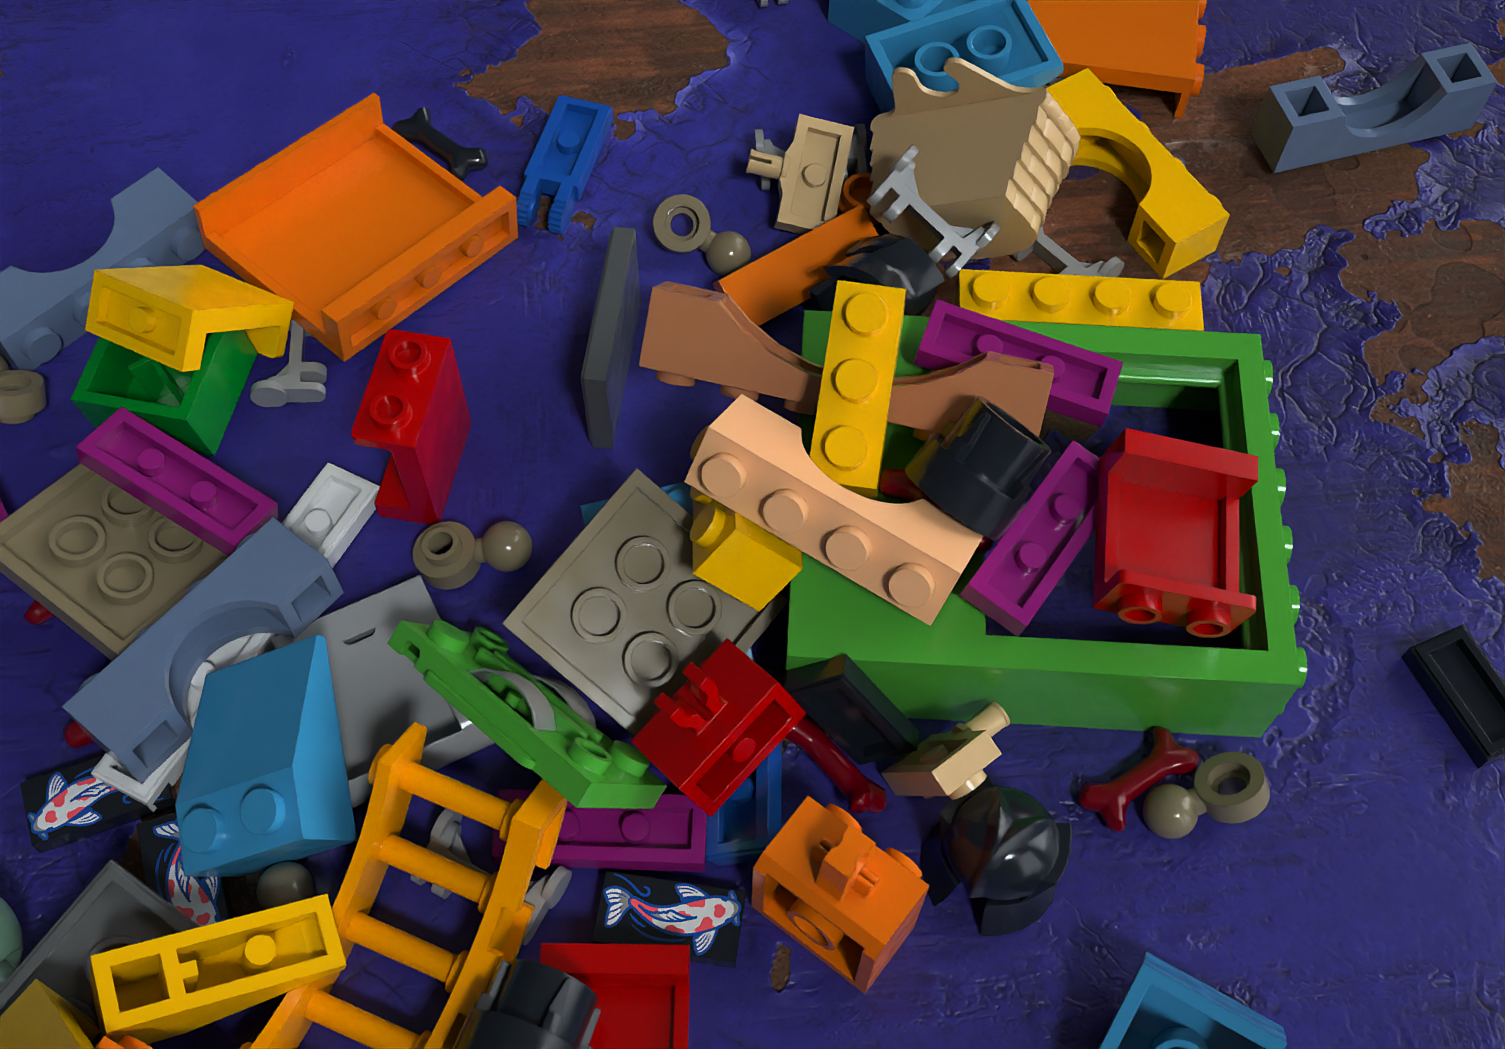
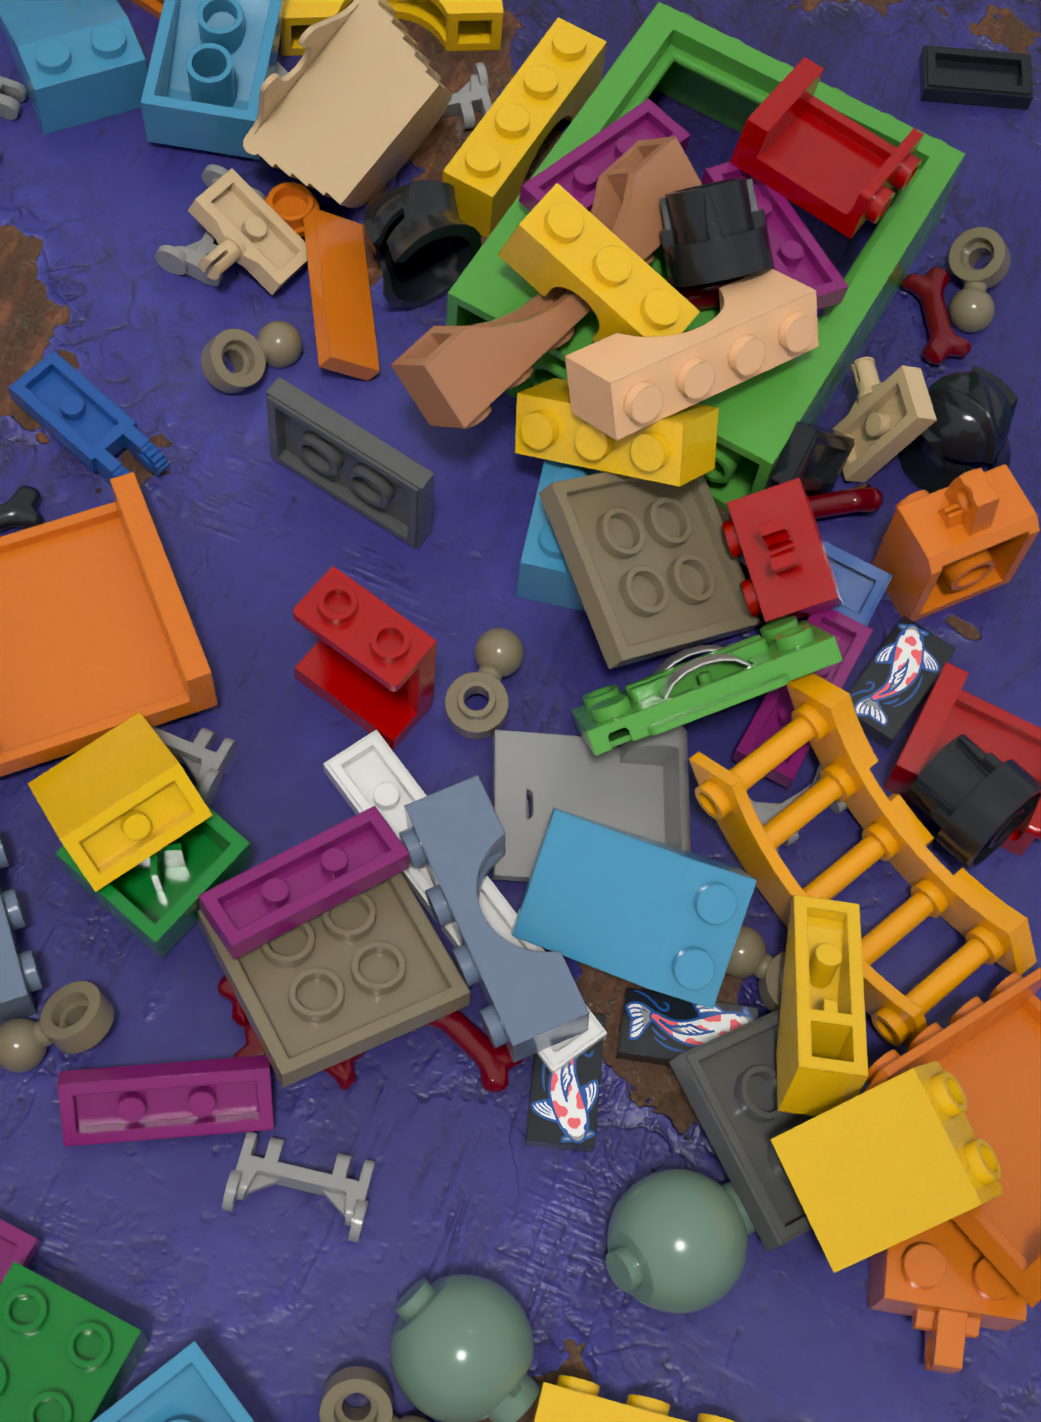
camera: 70 degrees left, 5 degrees up
(960, 240) = (369, 166): light grey piece -> none

